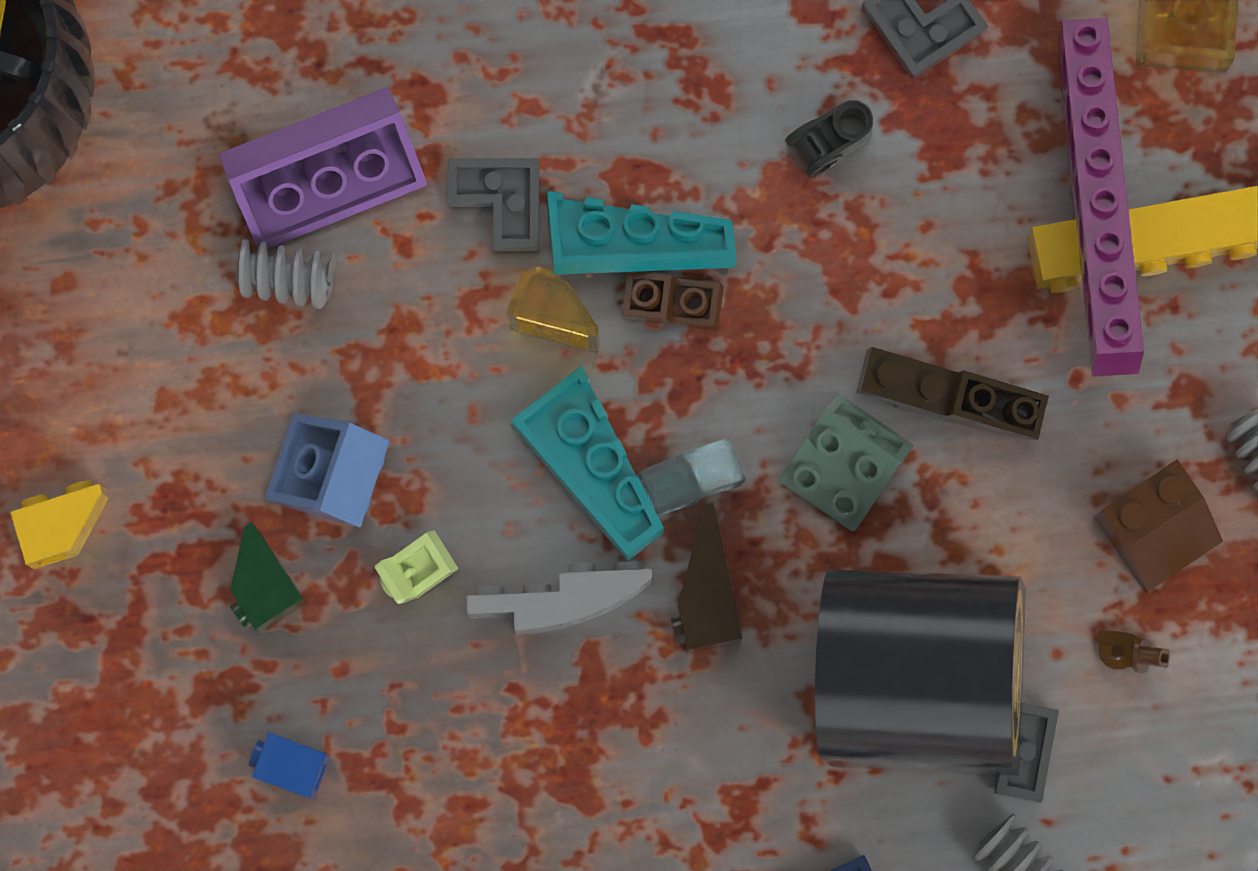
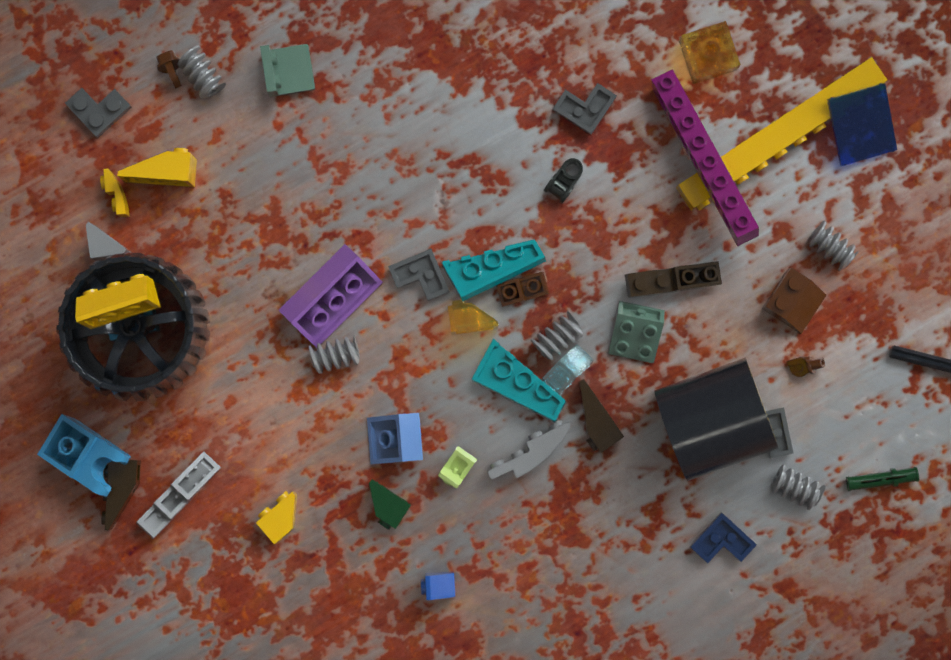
camera: 30 degrees left, 5 degrees up
(699, 409) = (558, 336): none -> light grey piece

